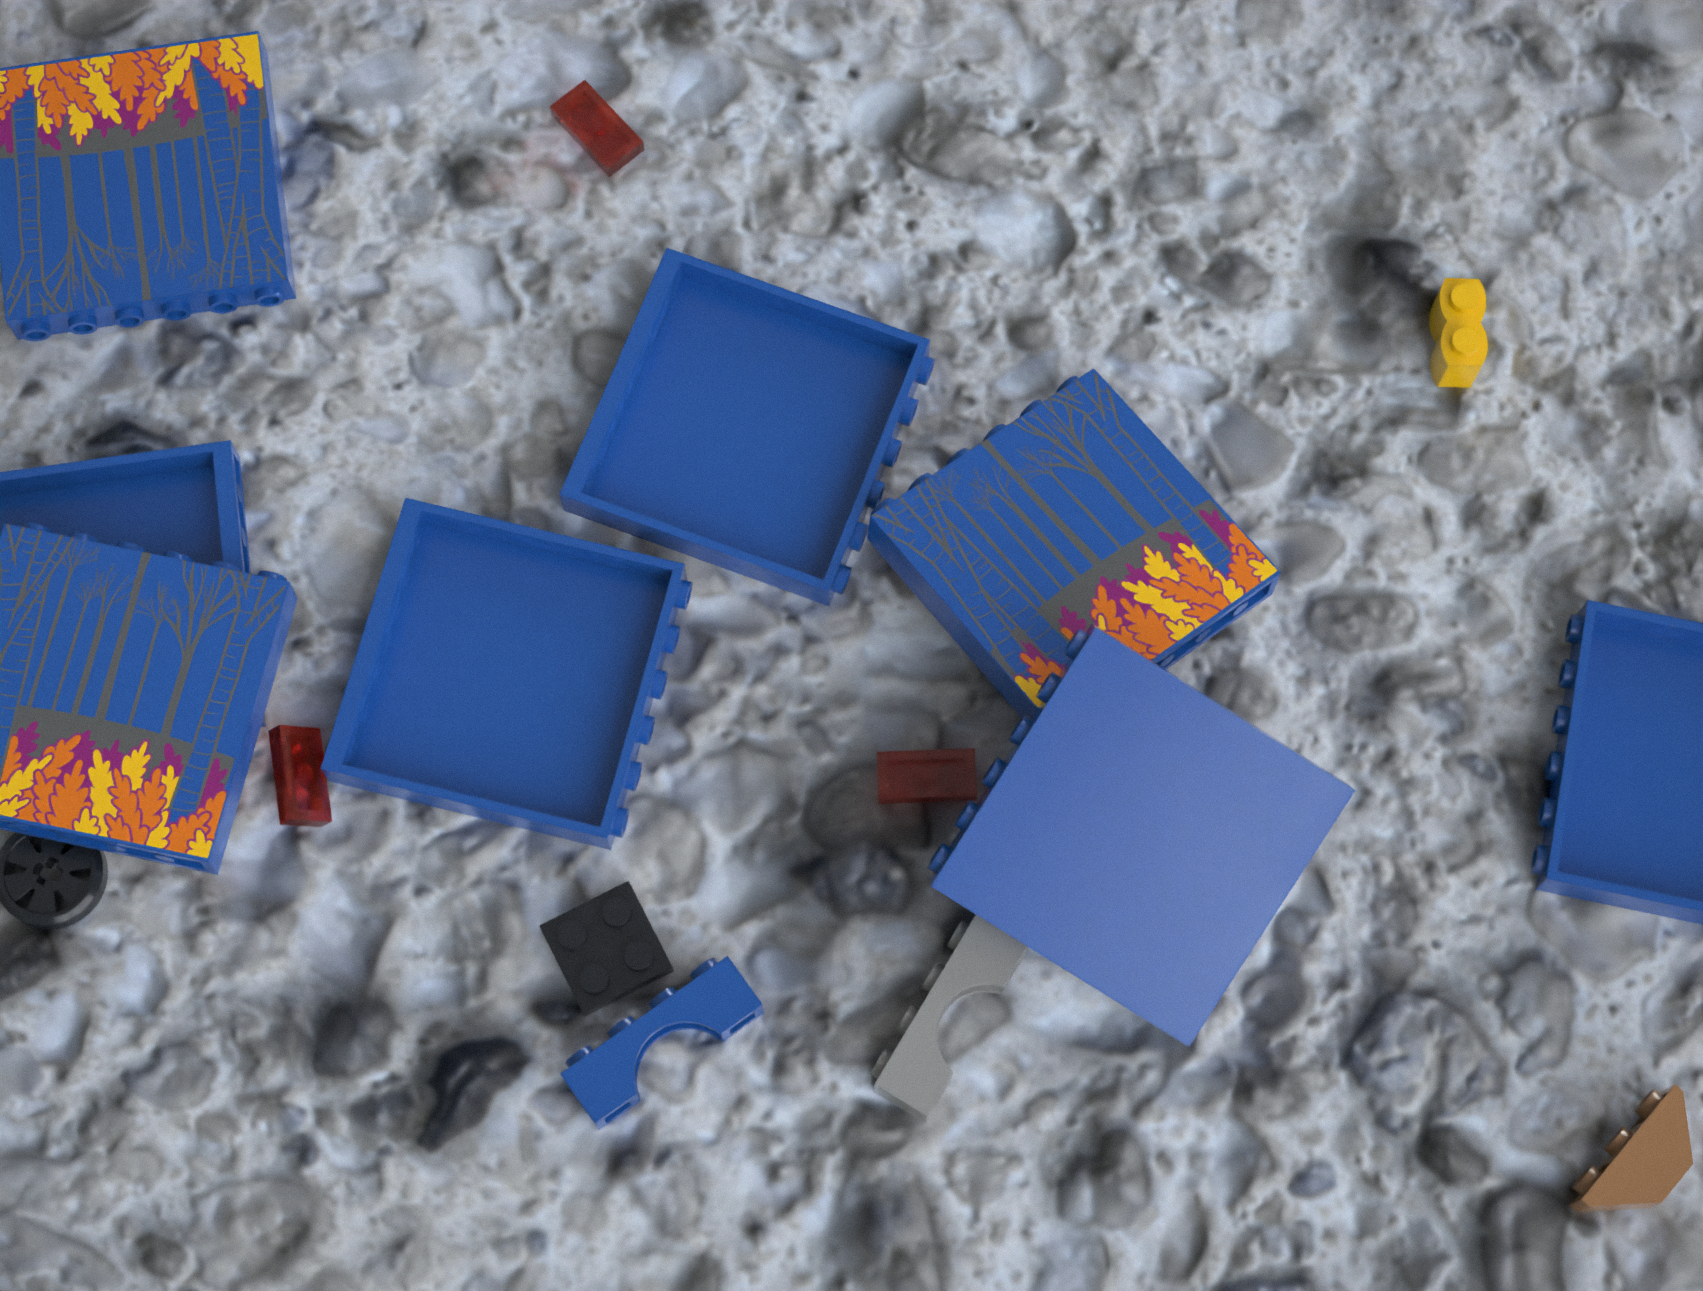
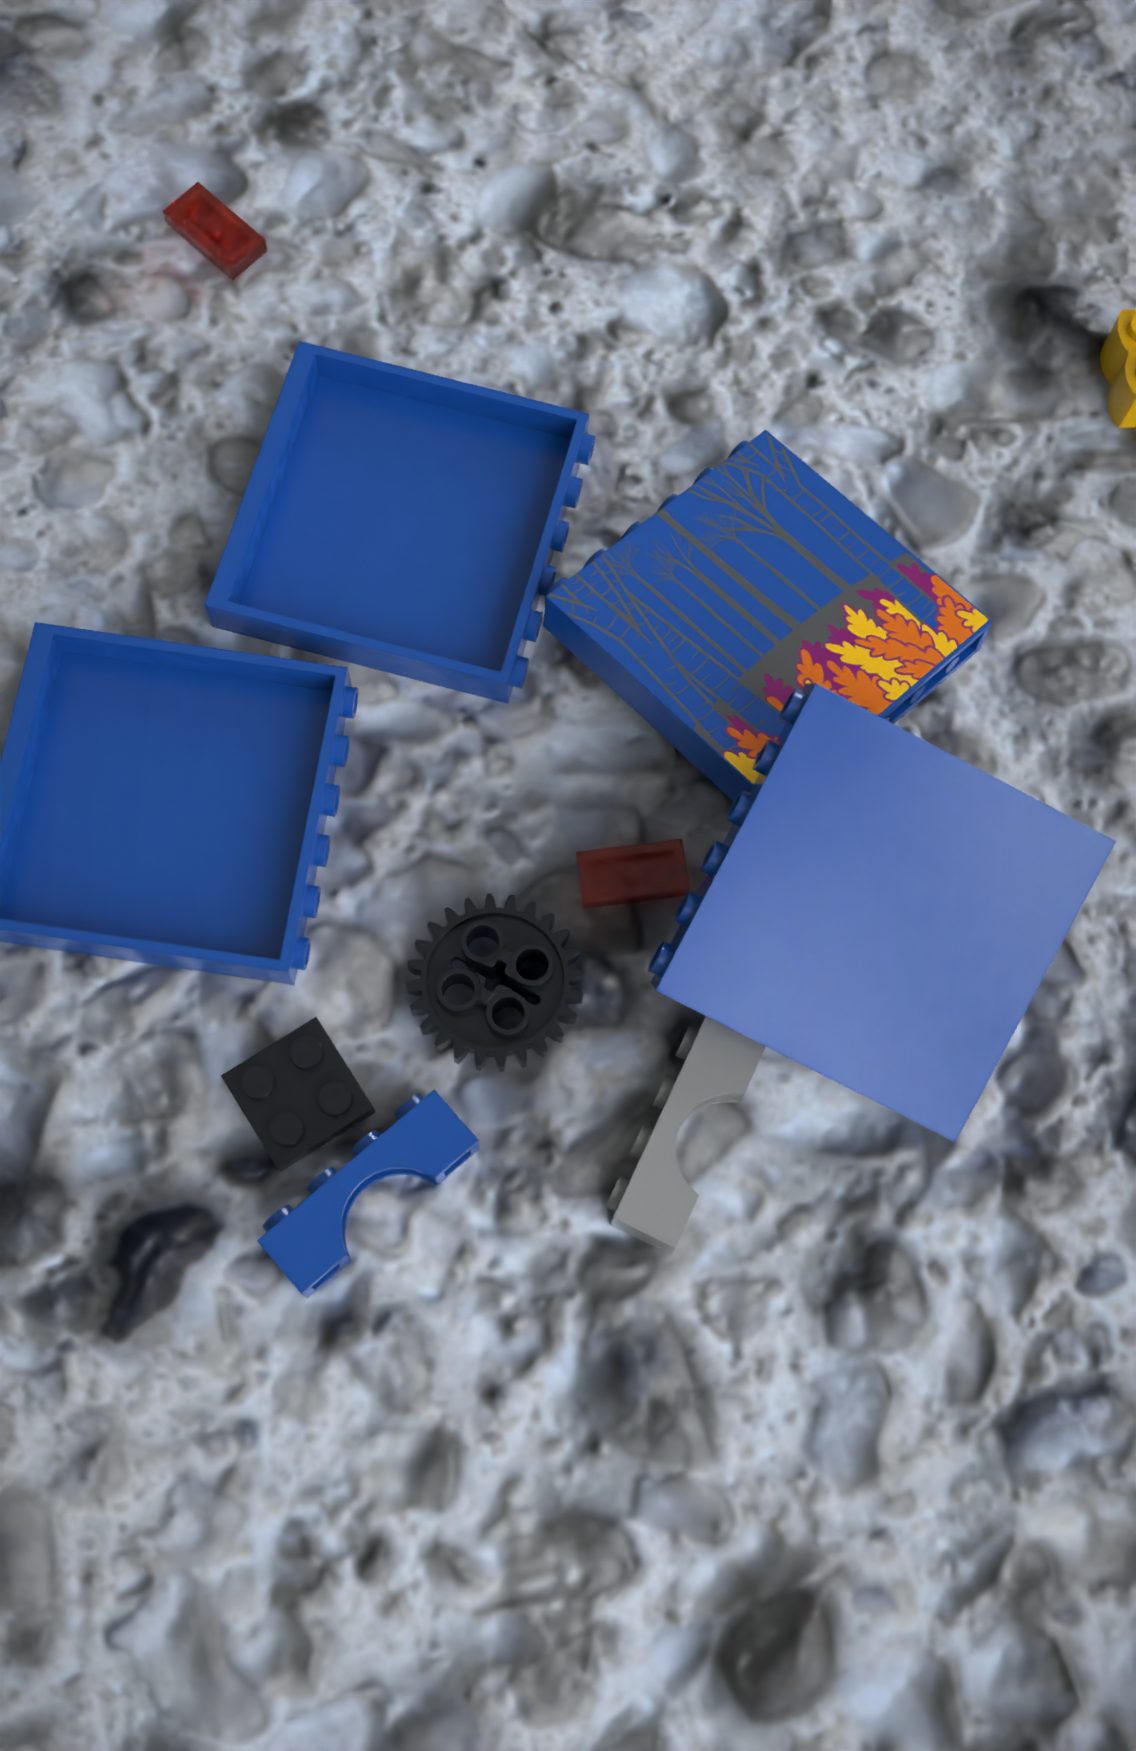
camera: 10 degrees left, 0 degrees up
(766, 900) = (472, 1025): none -> black gear

